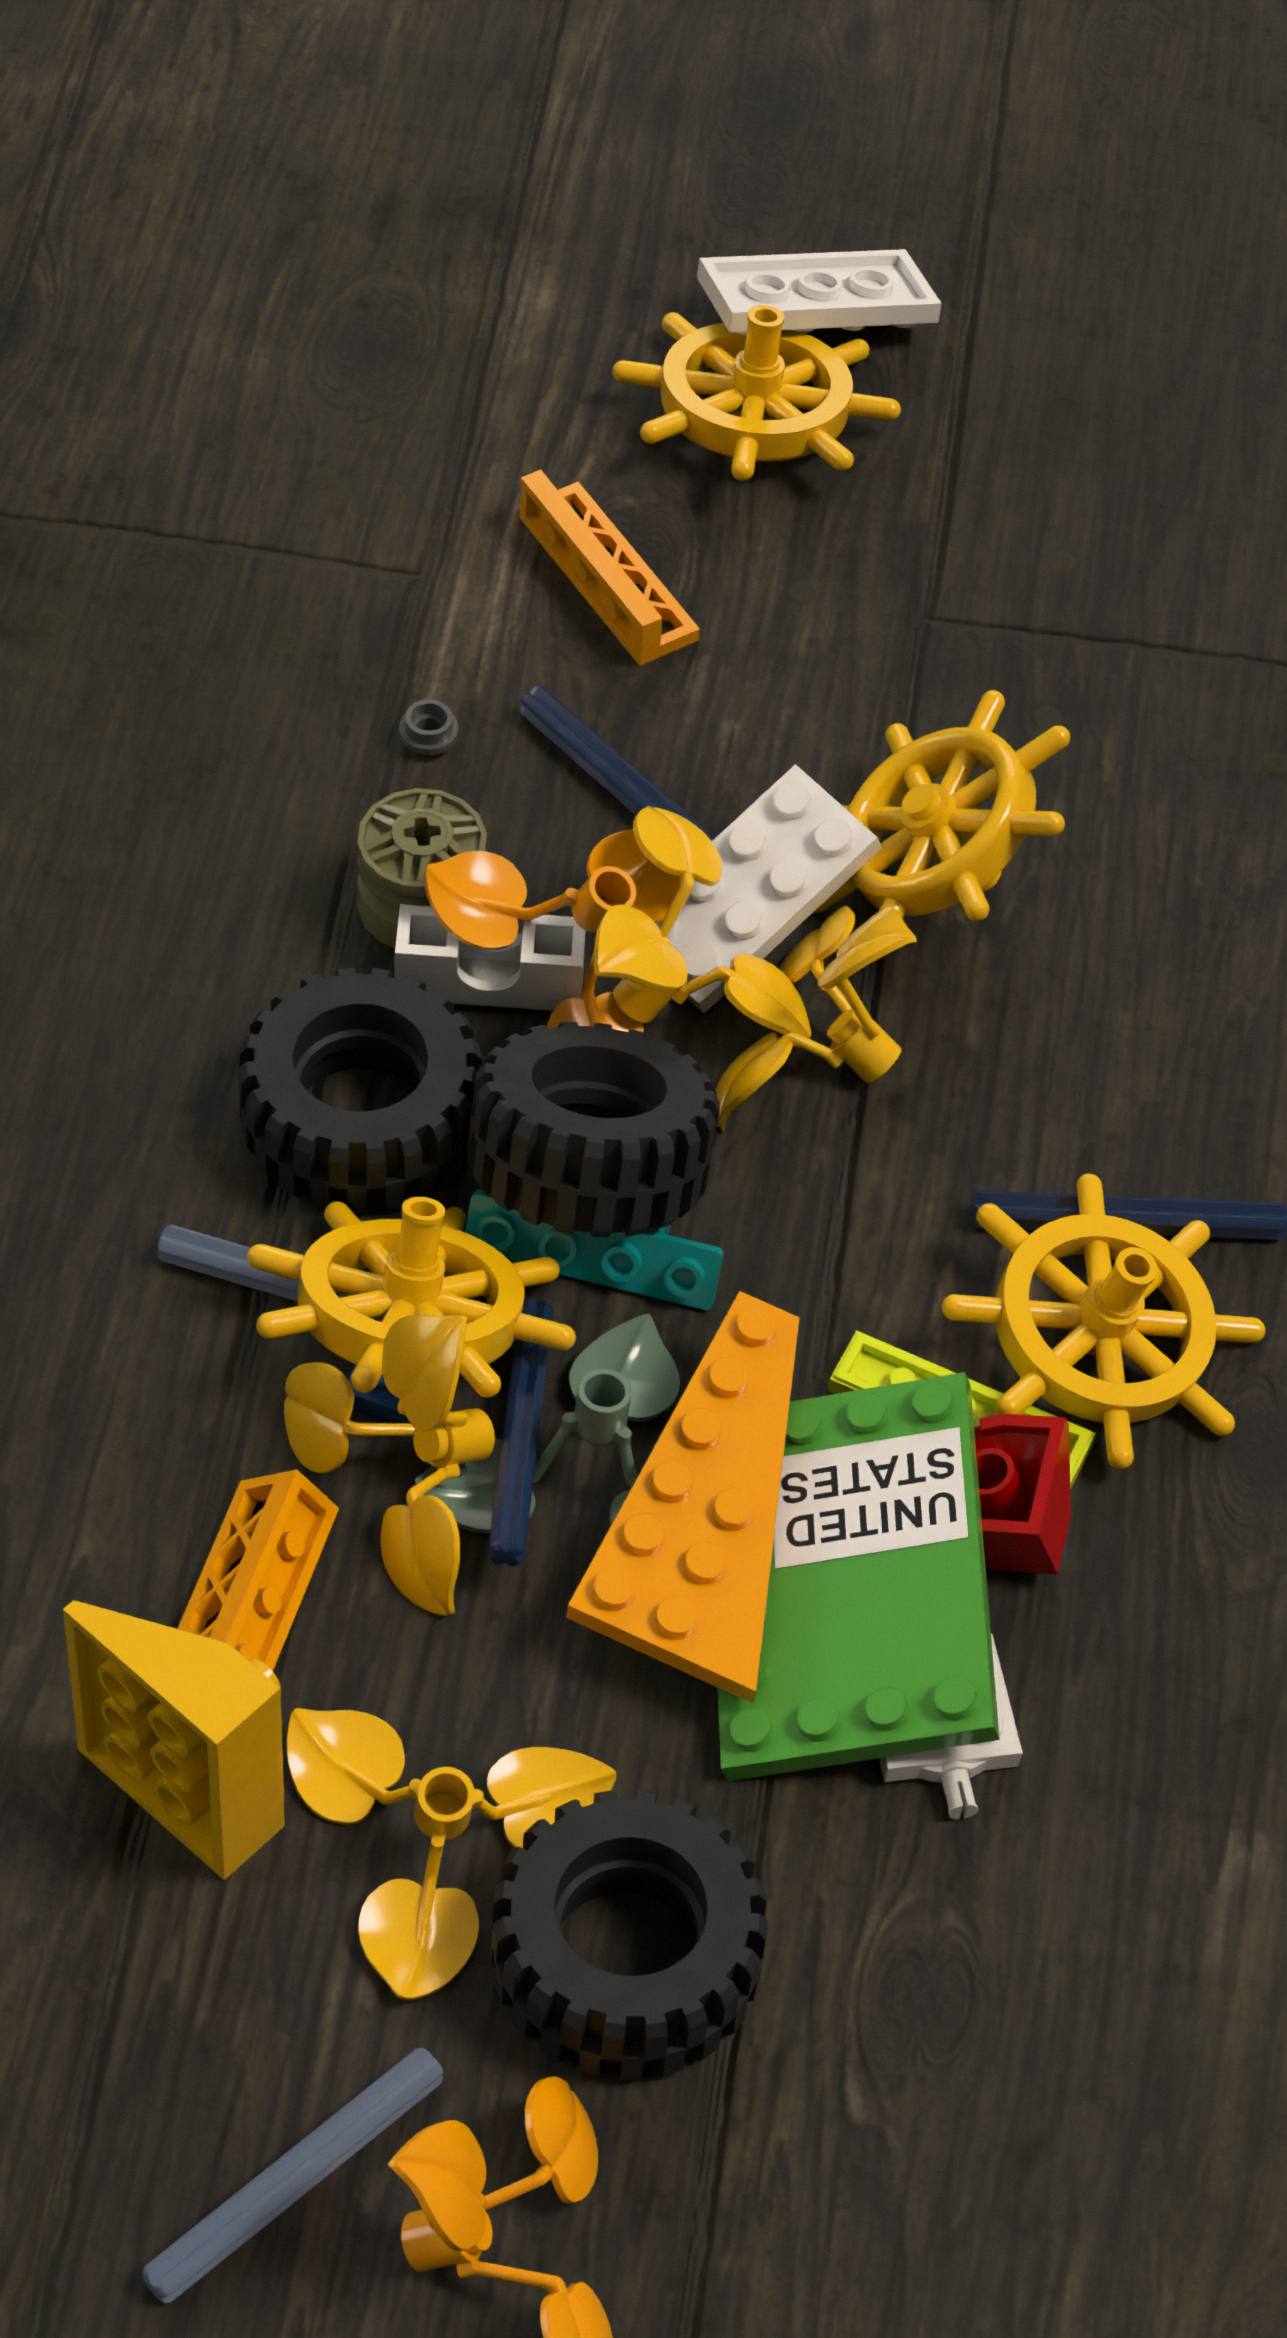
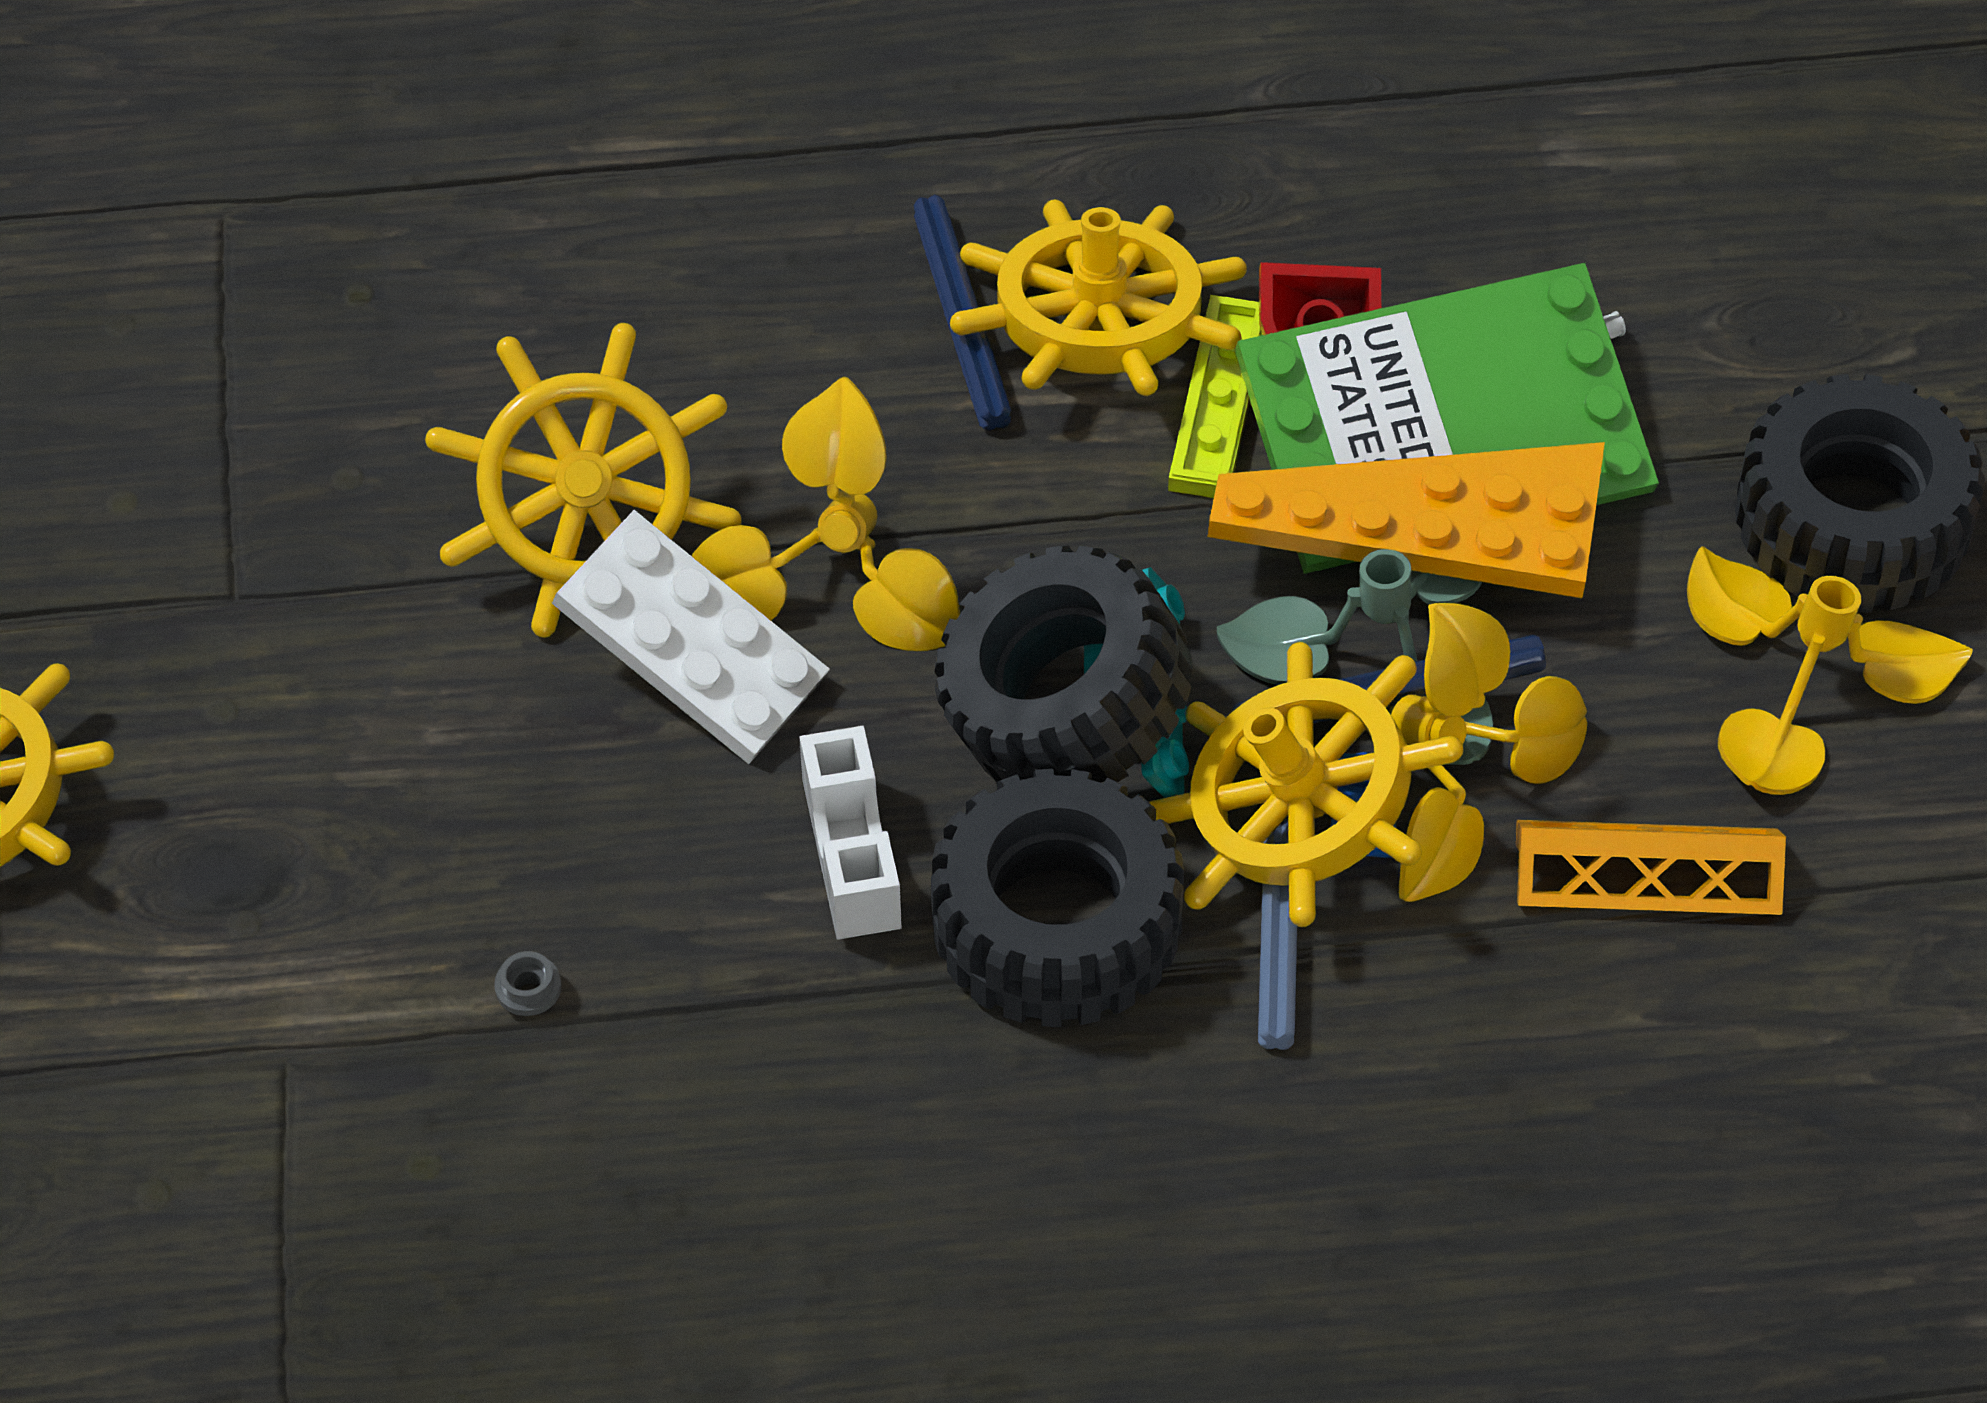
camera: 100 degrees left, 0 degrees up
(180, 1729) = (1875, 777): yellow slope -> none
(397, 845) = (756, 914): olive wheel -> none
(482, 897) = (839, 815): light orange plant -> none
(595, 754) = (550, 797): dark blue axle -> none
(598, 575) = (245, 881): light orange fence -> none
(653, 970) = (834, 683): yellow plant -> none

